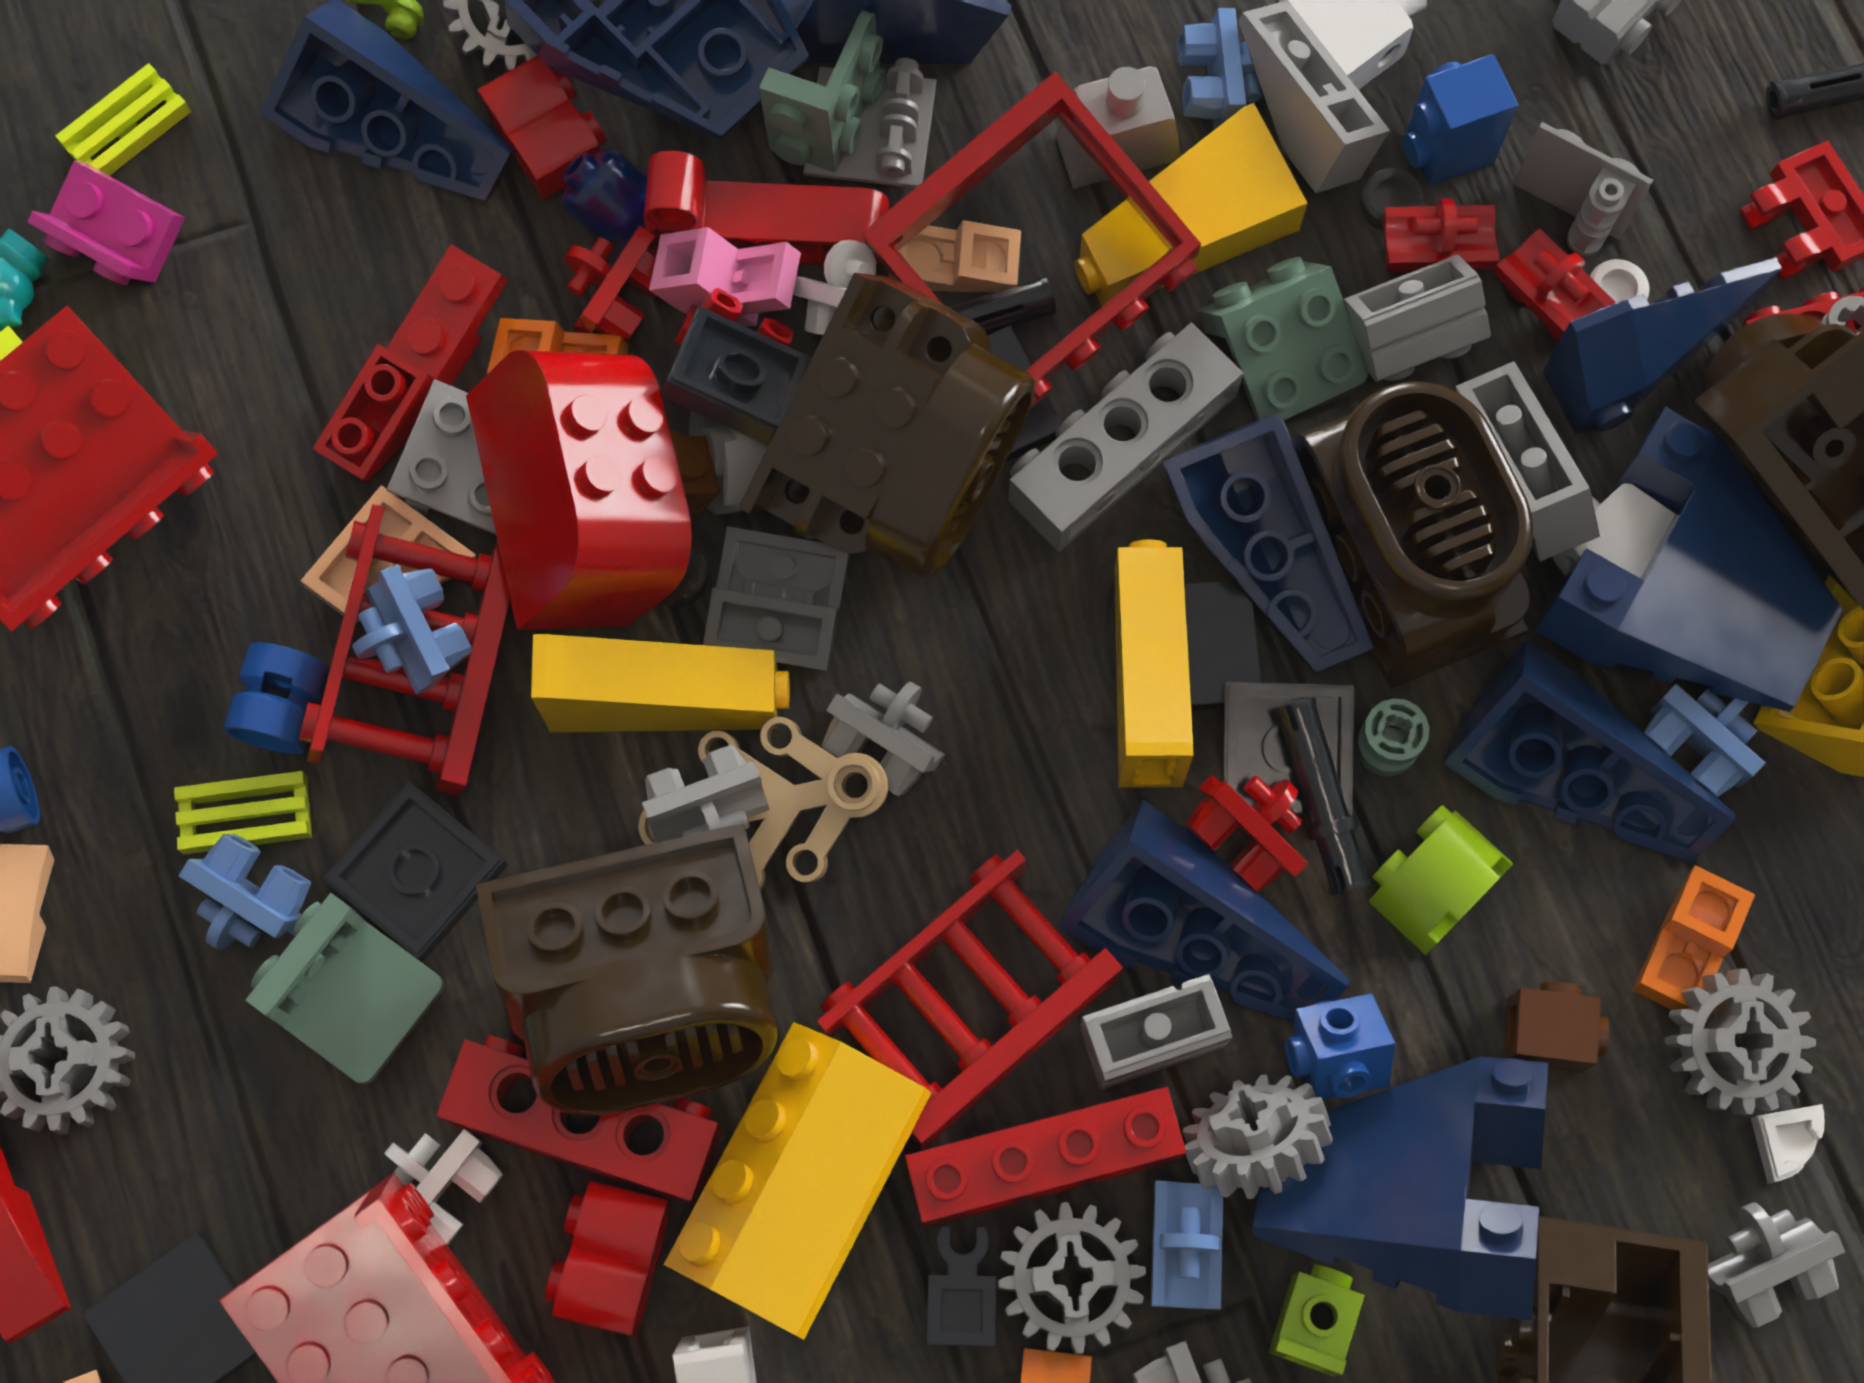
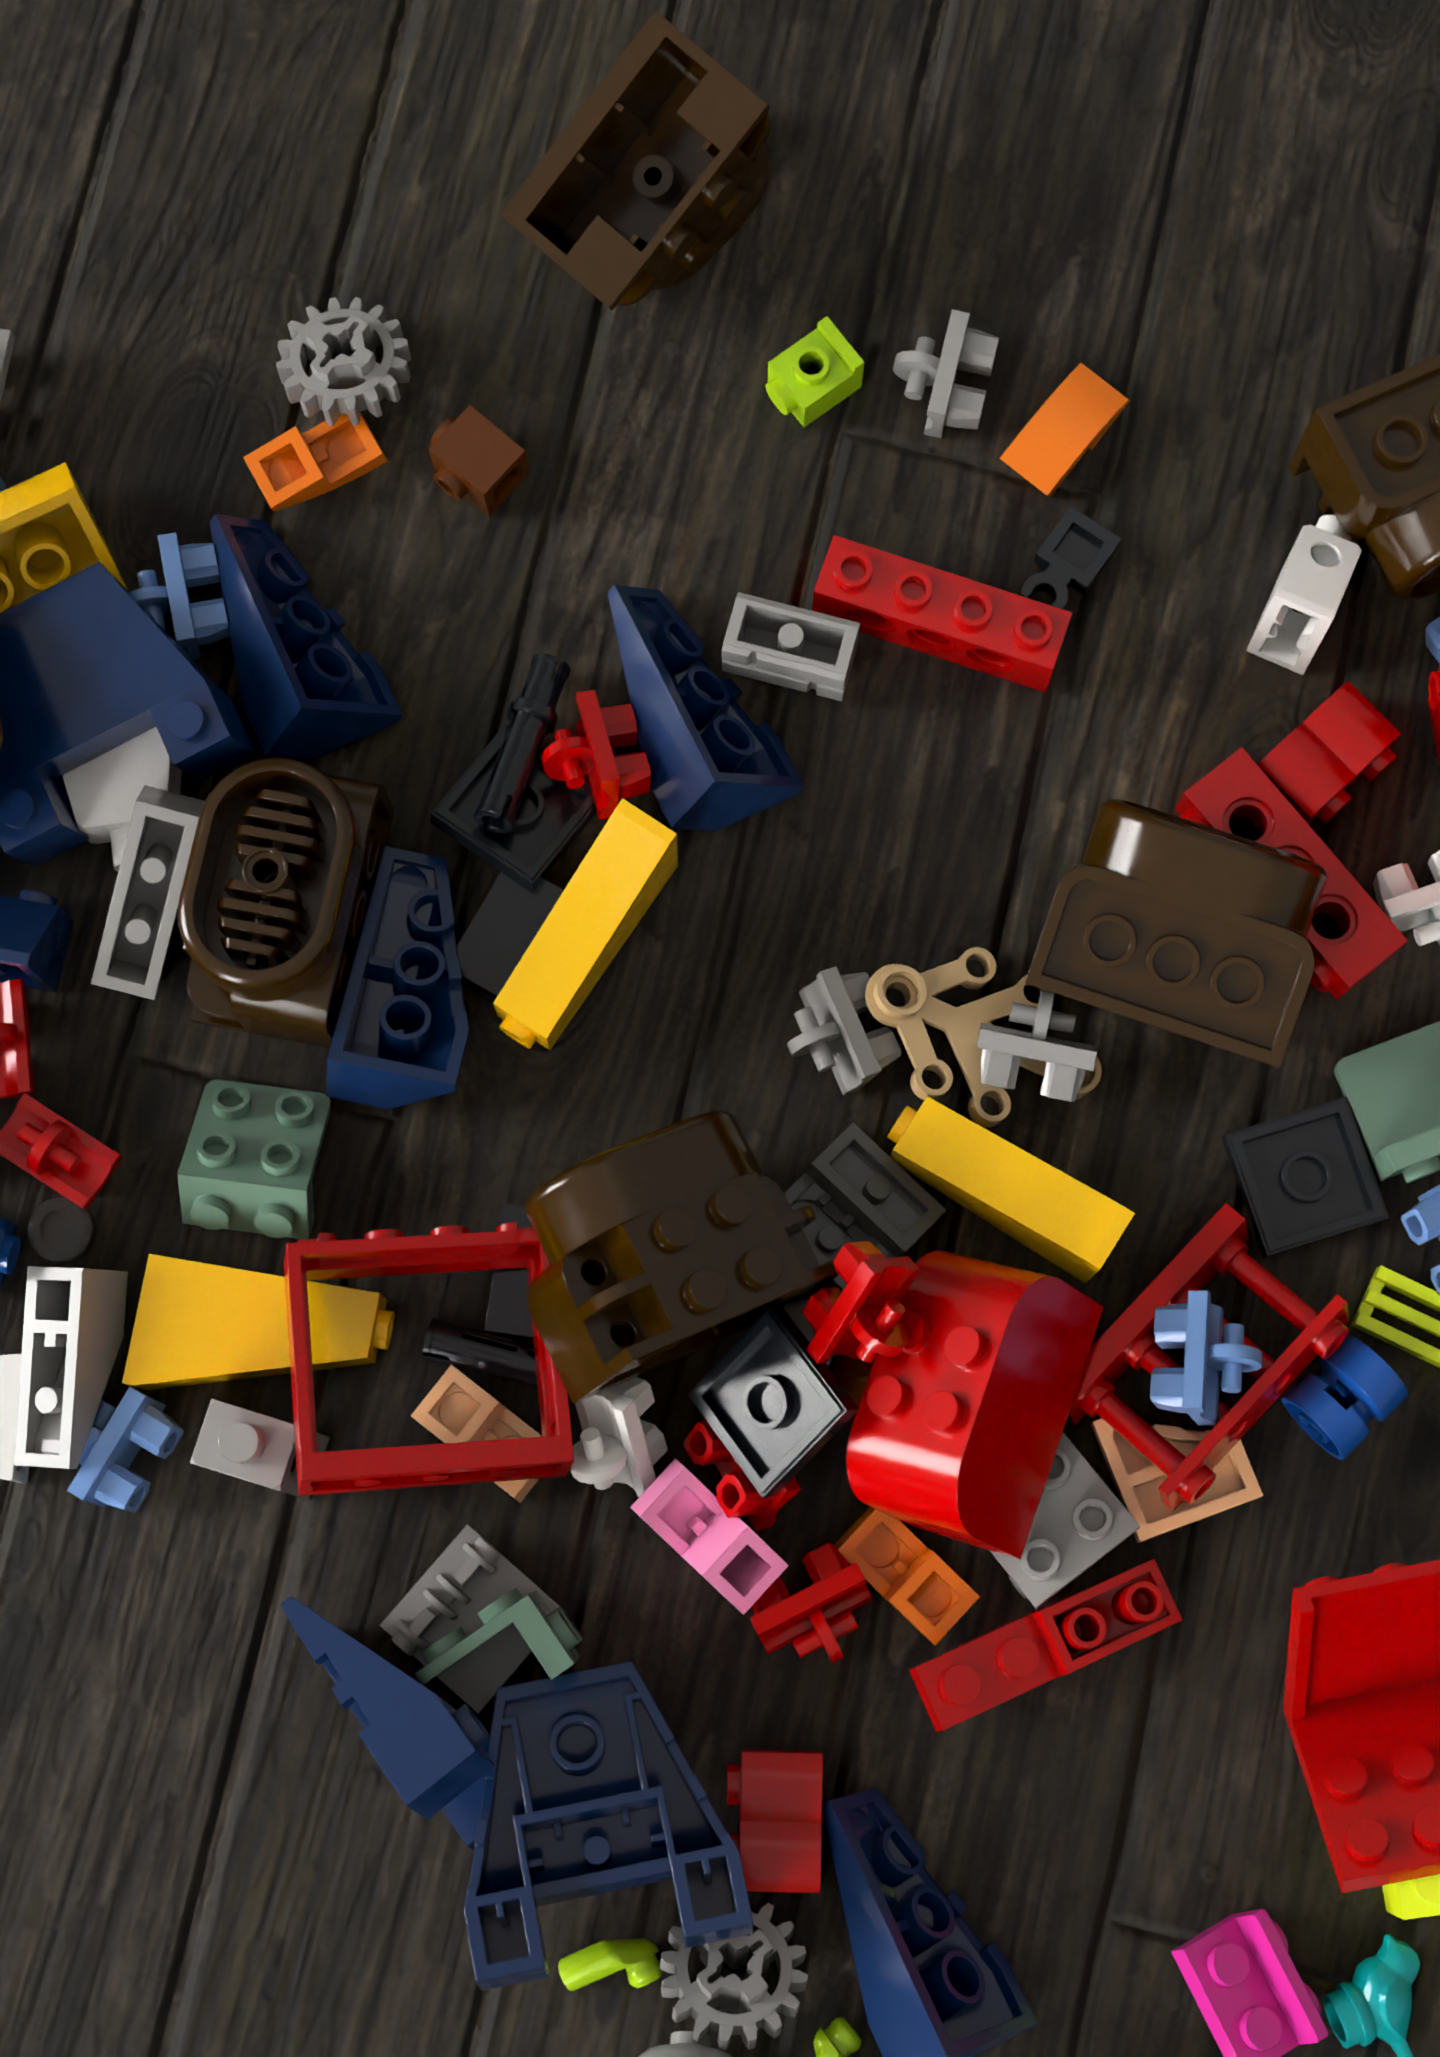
camera: 145 degrees left, 5 degrees up
(605, 193) = (763, 1698): clear blue head -> none
(710, 468) = (867, 1312): none -> red hips
(755, 213) = (632, 1576): red beam -> none
(798, 1179) = (1145, 709): yellow slope -> none
(1030, 1018) = (939, 715): red fence -> none
(1065, 507) = (359, 1155): light grey brick -> none
(1101, 1273) = (959, 503): light grey gear -> none
(1186, 1246) = (875, 482): medium blue hips -> none
(1257, 1136) = (743, 500): light grey gear -> none
(1341, 1047) = (654, 545): blue brick -> none
(1382, 747) = (429, 771): sand green wheel -> none
(1401, 1181) = (700, 416): dark blue wedge -> none
(1419, 318) = (133, 1089): light grey brick -> none
(1439, 880) = (472, 626): lime cylinder -> none
(1769, 1253) = (446, 203): light grey hips -> none
(1788, 1140) = (361, 278): white tile -> none

